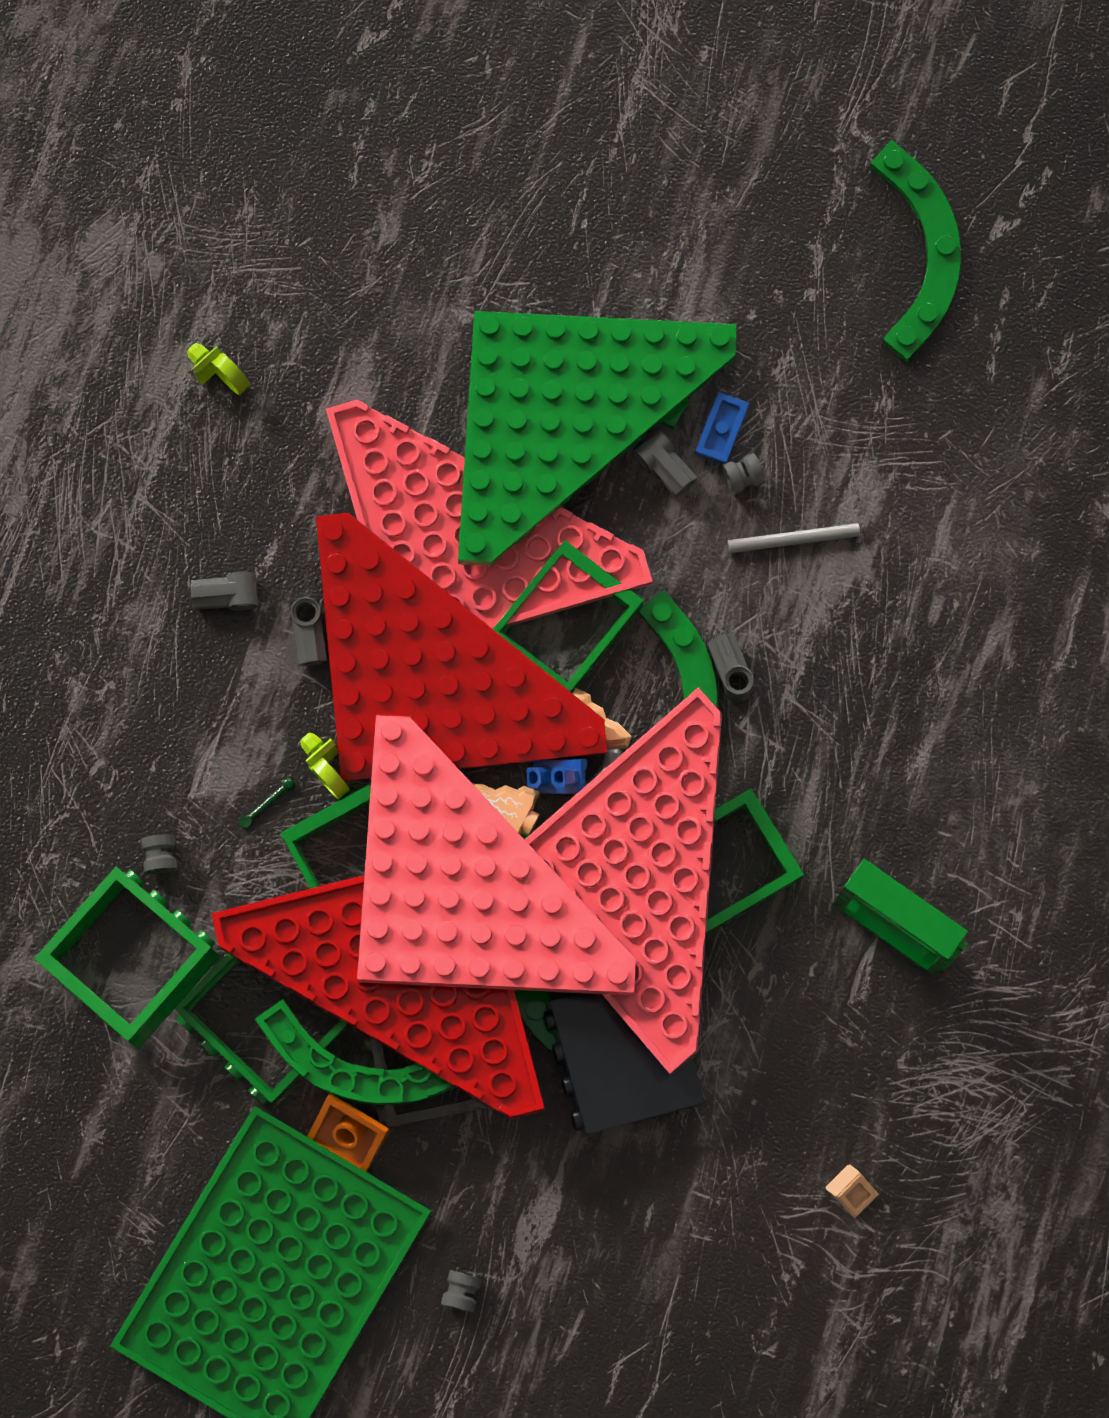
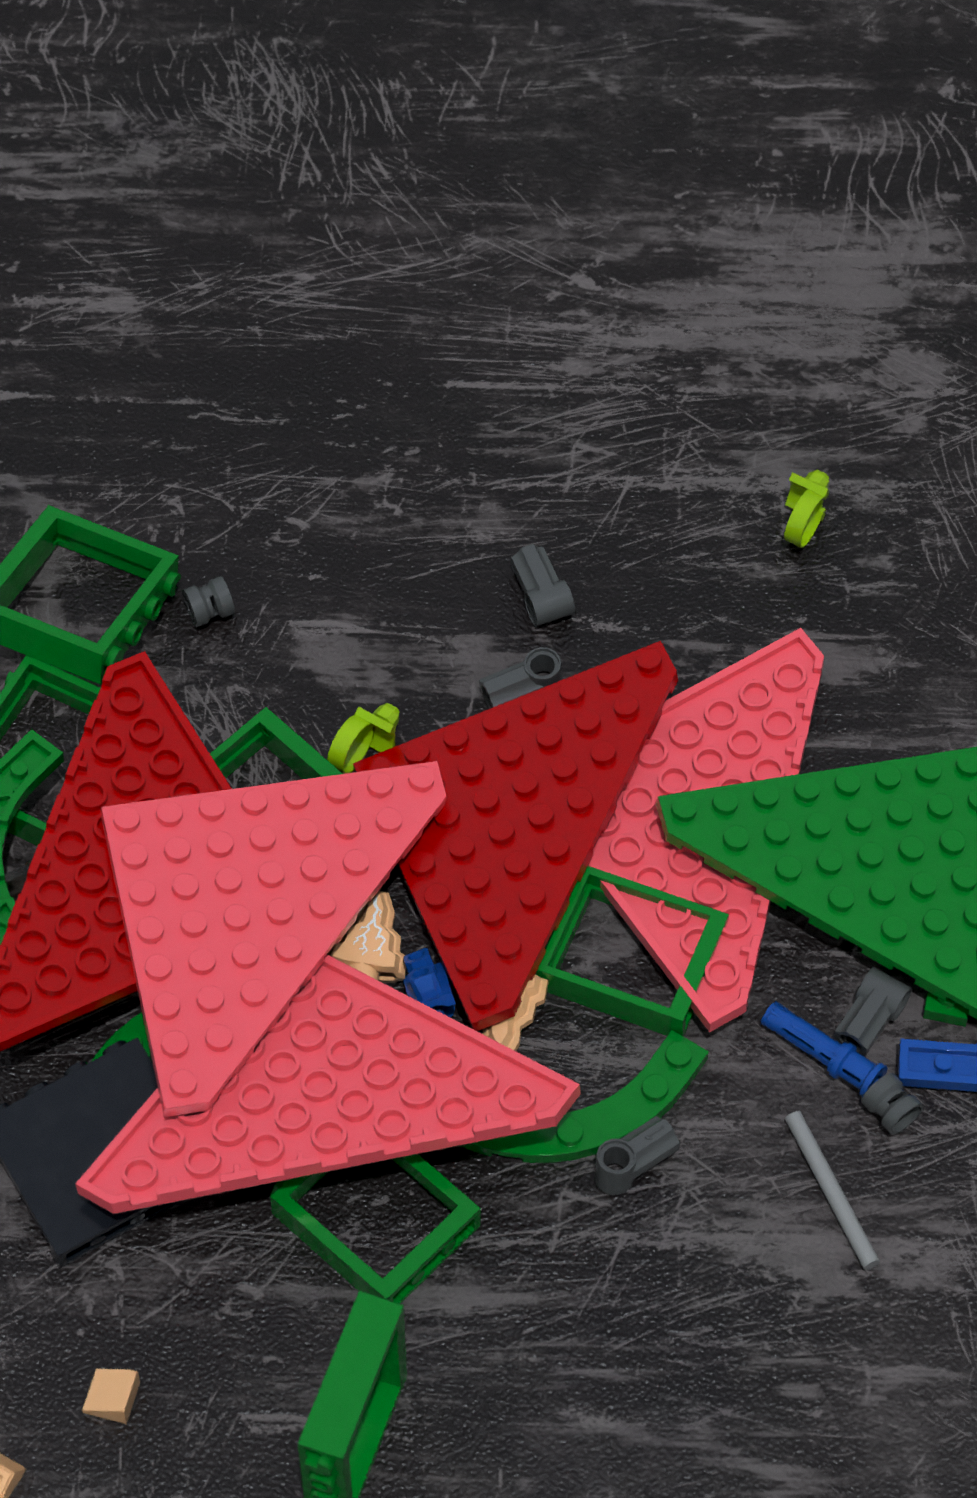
camera: 75 degrees right, 20 degrees down
(245, 821) = (277, 685): dark green hinge -> none
(697, 498) = (840, 1059): none -> blue pin
(812, 1090) = (112, 1394): none -> light nougat slope

